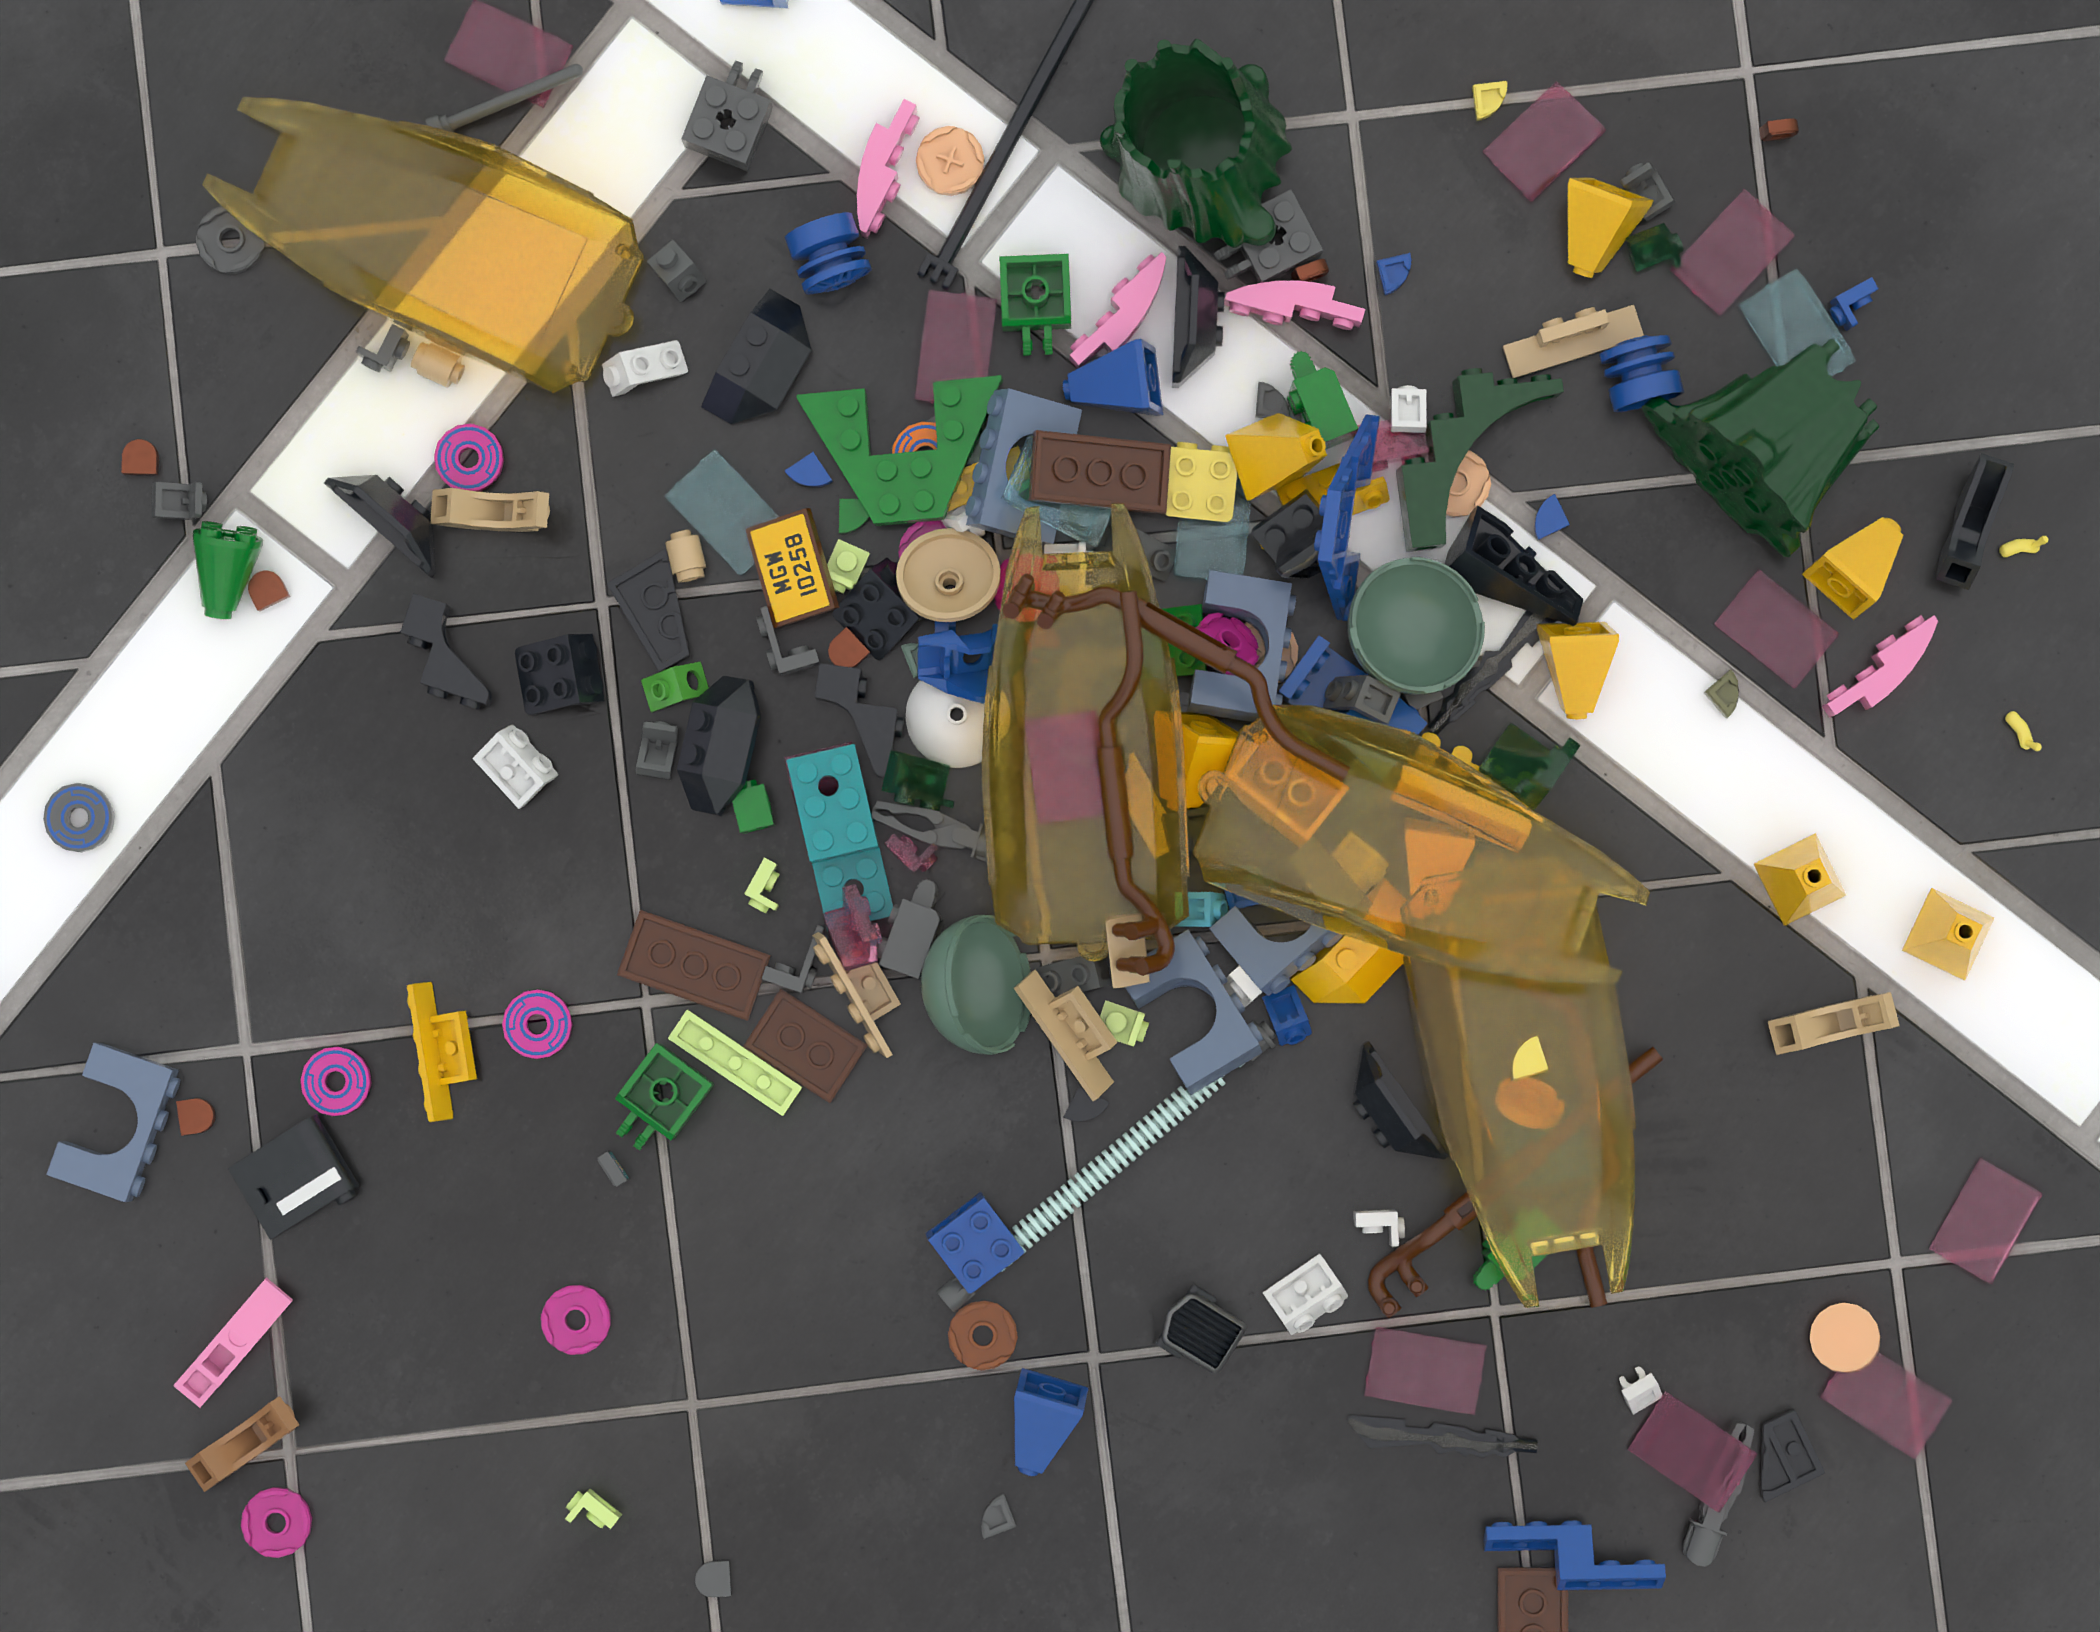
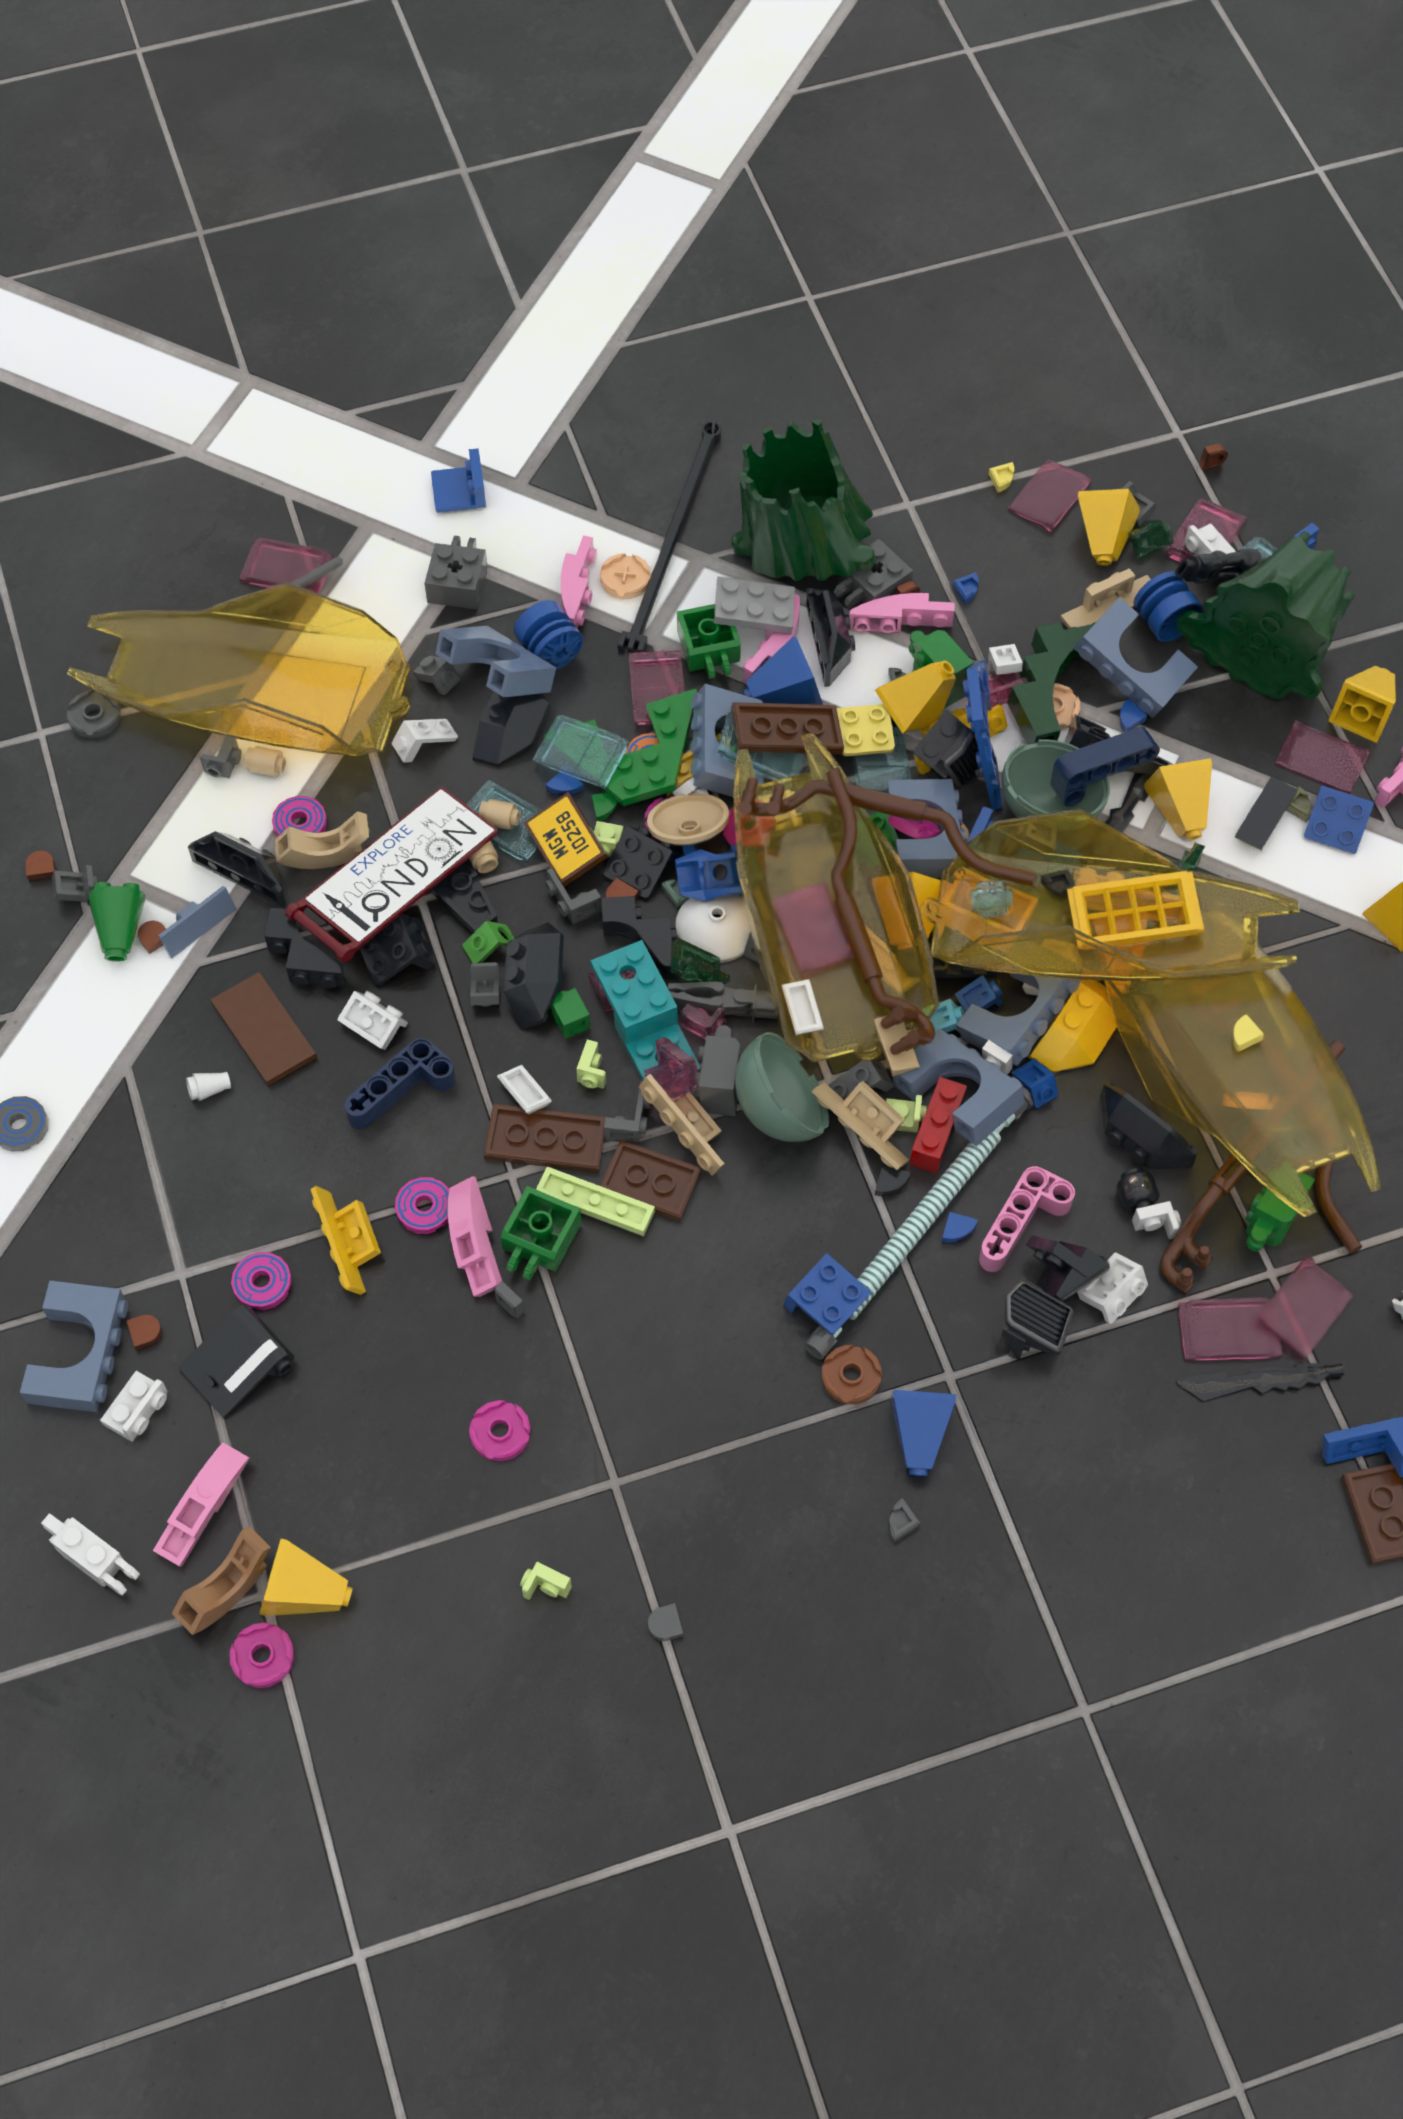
camera: 10 degrees left, 25 degrees down
(103, 1374) = (88, 1552): none -> white hinge
(173, 1206) = (134, 1406): none -> white bracket
(304, 814) = (207, 1084): none -> white cone
(320, 584) = (196, 921): none -> sand blue piece
(328, 1461) = (302, 1585): none -> yellow slope
(383, 748) = (263, 1029): none -> reddish brown tile
(527, 865) = (365, 1107): none -> dark blue beam
(573, 574) = (393, 872): none -> white flag
(580, 1076) = (469, 1236): none -> bright pink slope
(679, 900) = (524, 1089): none -> white tile
(717, 509) = (500, 813): none -> tan brick
(746, 251) = (512, 669): none -> sand blue arch
(836, 438) = (581, 750): none -> clear light blue piece
(1027, 877) = (802, 1007): none -> white tile
(1101, 268) = (754, 605): none -> light grey plate
(1148, 1182) = (958, 1227): none -> blue tile
(1155, 1051) = (937, 1125): none -> red arch
(1219, 1192) = (1017, 1219): none -> bright pink beam
(1256, 1268) = (1067, 1268): none -> black piece
(1284, 795) = (991, 899): none -> clear light blue head
(1367, 1183) = (1137, 1189): none -> black head
(1376, 785) = (1058, 882): none -> black tile
(1484, 608) = (1100, 760): none -> dark blue beam
(1518, 1364) = (1304, 1306): none -> clear pink piece
(1519, 860) = (1188, 901): none -> yellow piece
(1533, 425) = (1102, 650): none -> sand blue arch
(1675, 705) = (1266, 813): none -> black piece
(1729, 286) = (1206, 540): none -> white bracket
(1749, 331) = (1217, 565): none -> black piece
(1766, 727) = (1338, 819): none -> blue bracket

